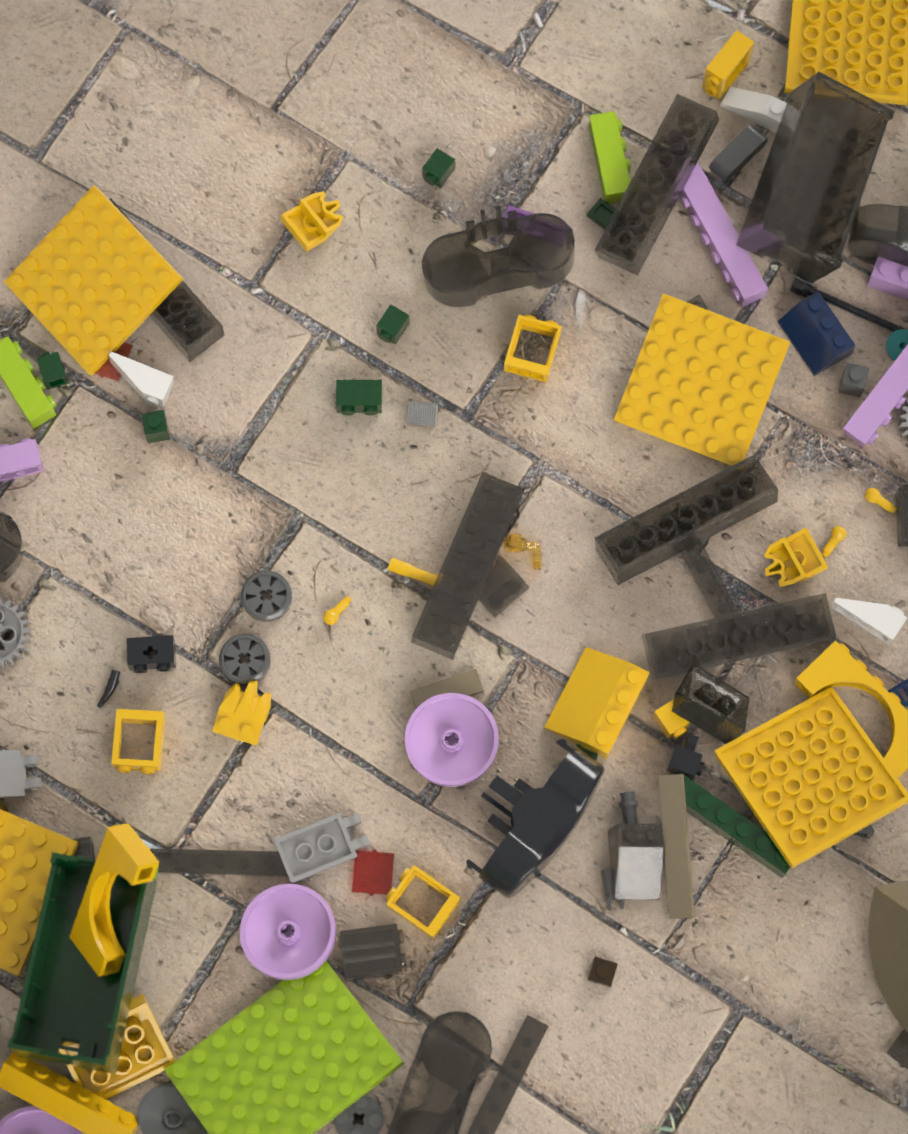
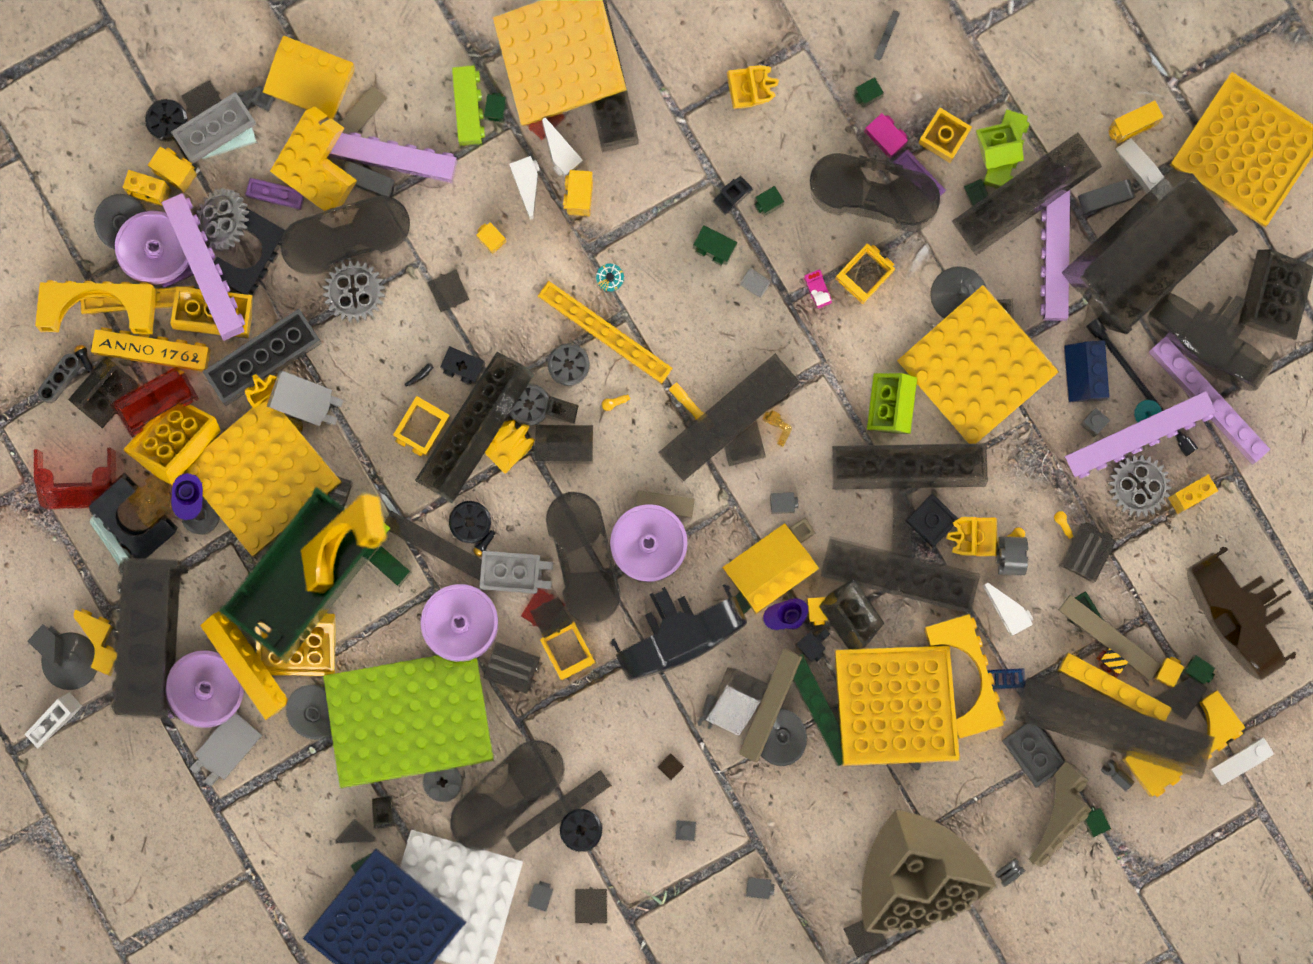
camera: 25 degrees right, 10 degrees up
(96, 584) = (448, 291): none -> clear smoke piece
(114, 505) = (490, 237): none -> yellow brick
(120, 424) = (526, 178): none -> white slope
(155, 426) = (550, 192): dark green brick -> none
(179, 909) = (390, 566): none -> dark green brick
(186, 411) = (579, 192): none -> yellow brick
(197, 711) = (474, 427): none -> clear smoke brick
(231, 824) = (458, 522): none -> black wheel
(264, 485) = (610, 277): none -> teal piece
(268, 840) = (484, 543): none -> black piece
(283, 647) = (561, 410): none -> clear smoke slope
(288, 543) = (605, 332): none -> yellow tile
(305, 682) = (564, 444): none -> clear smoke slope
(350, 337) = (732, 194): none -> black brick
(361, 763) = (574, 527): none -> clear smoke piece
(386, 874) = (551, 617): none -> clear smoke piece
(427, 103) = (887, 34): none -> dark grey tile
(476, 197) = (886, 135): none -> dark pink brick
(491, 388) = (817, 289): none -> dark pink leg
(537, 1079) = (585, 819): none -> black wheel
(540, 171) = (945, 135): none -> yellow brick
(573, 625) = (783, 503): none -> dark grey brick
(603, 150) = (1000, 145): none -> lime slope
(609, 643) = (802, 530): none -> dark tan tile
(628, 807) = (751, 660): dark grey pin -> none
(631, 320) = (953, 288): none -> dark grey hat
(632, 465) = (892, 403): none -> lime slope
(641, 740) = (786, 614): none -> dark purple piece
(656, 1033) = (685, 830): none -> dark grey brick
(713, 876) = (786, 740): none -> dark grey hat
(740, 565) = (932, 520): none -> black tile
(771, 1055) = (759, 888): none -> dark grey brick
(846, 557) = (1012, 556): none -> dark grey brick

